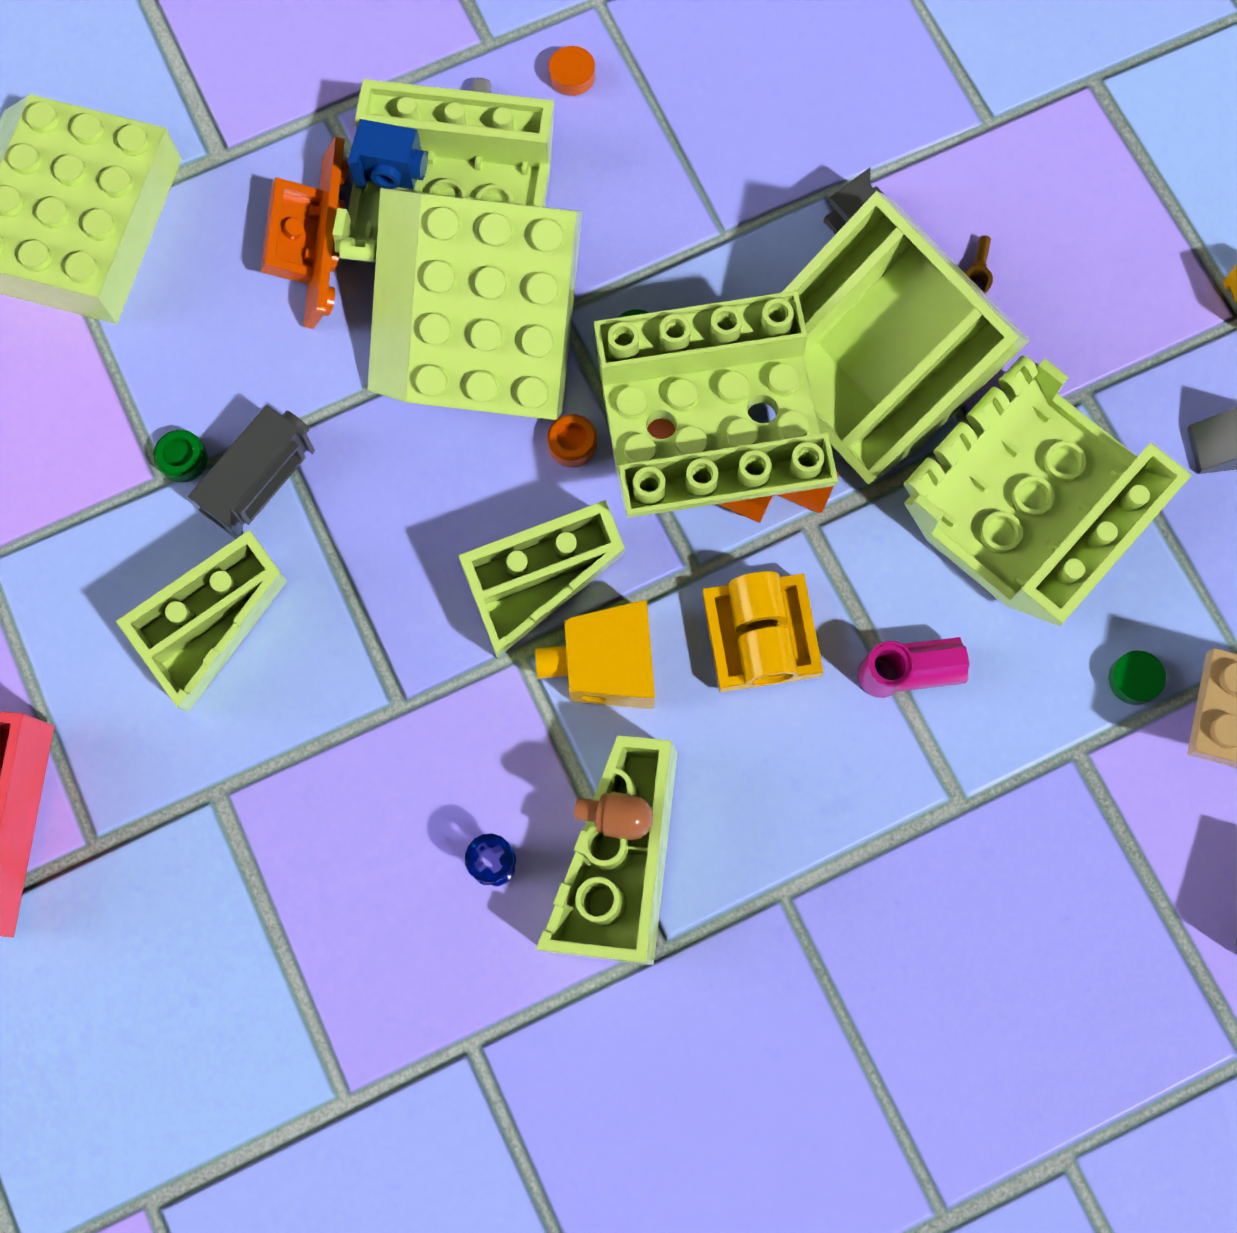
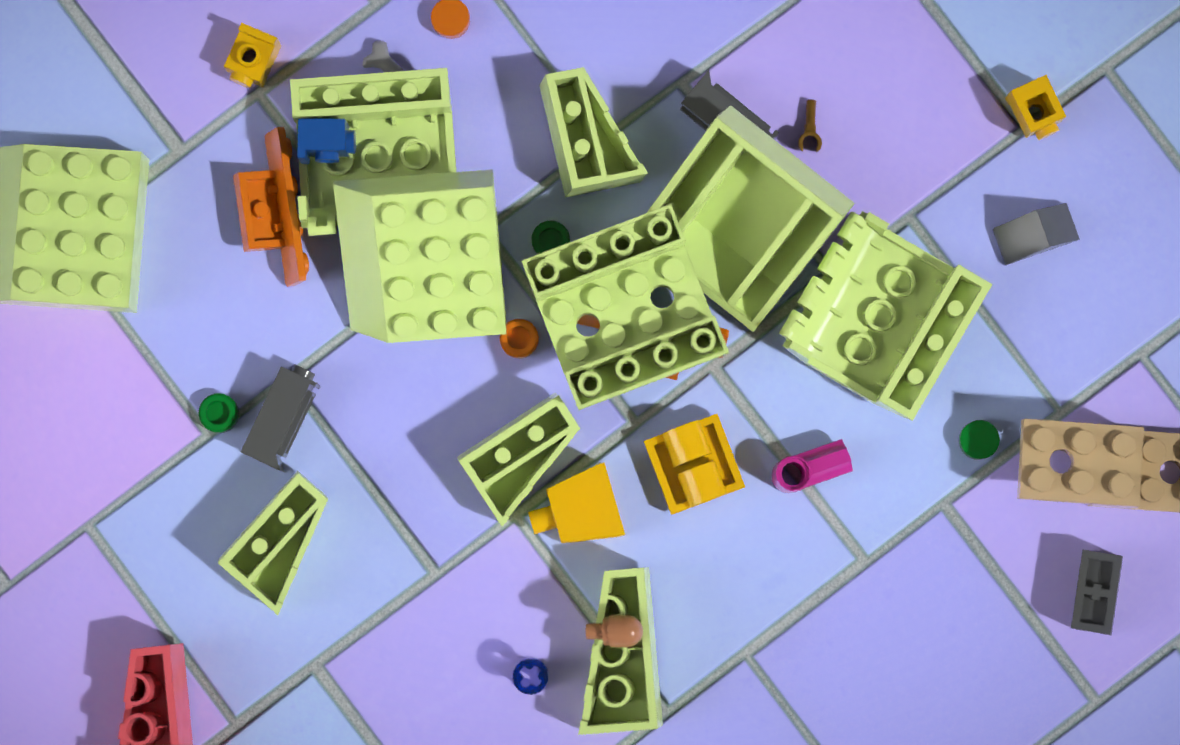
camera: 10 degrees left, 10 degrees up
(330, 63) = (258, 70): none -> yellow brick
(705, 222) = (584, 136): none -> yellowish green wedge

